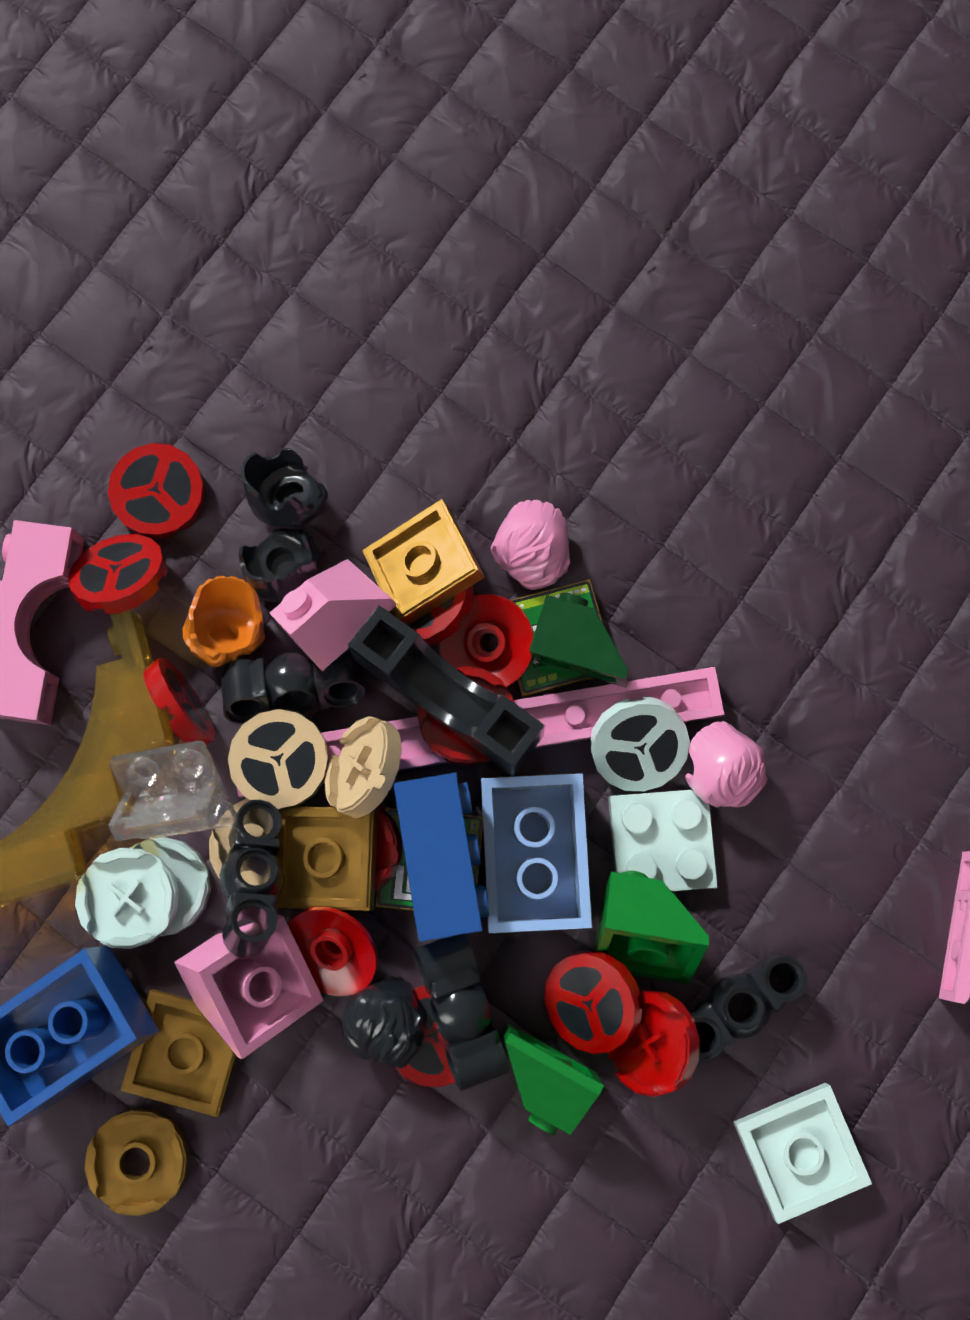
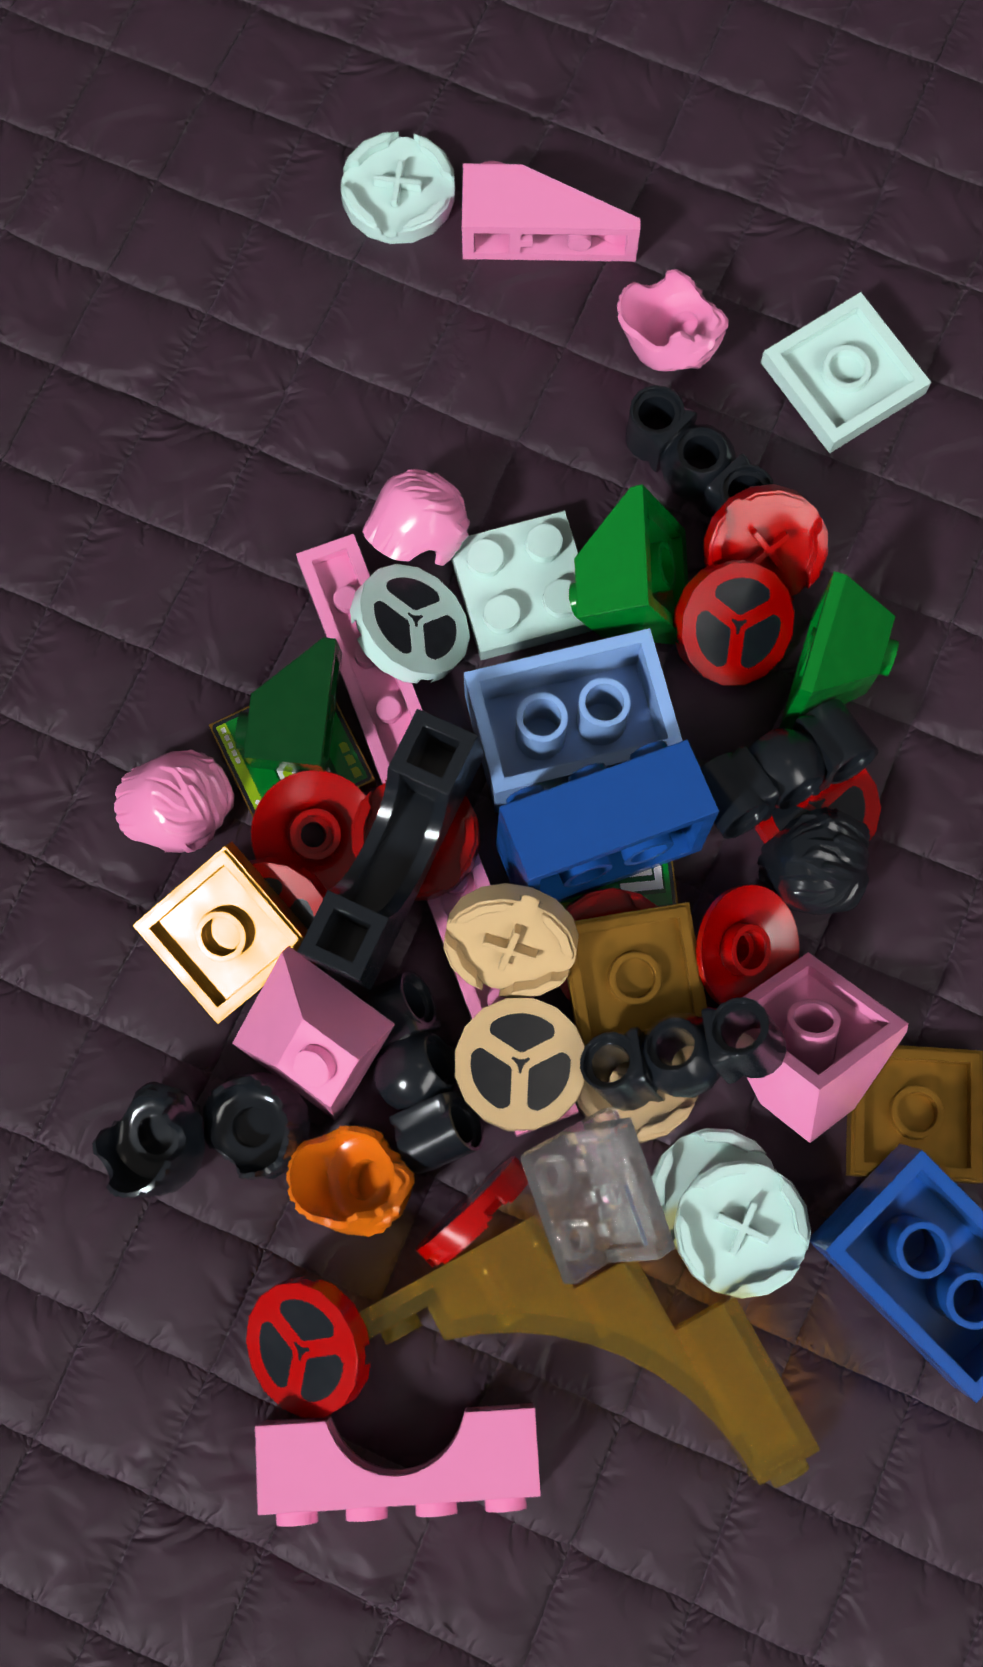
camera: 100 degrees left, 5 degrees down
(156, 490) = (178, 1328): red tile -> none
(866, 1010) = (671, 323): none -> bright pink hair

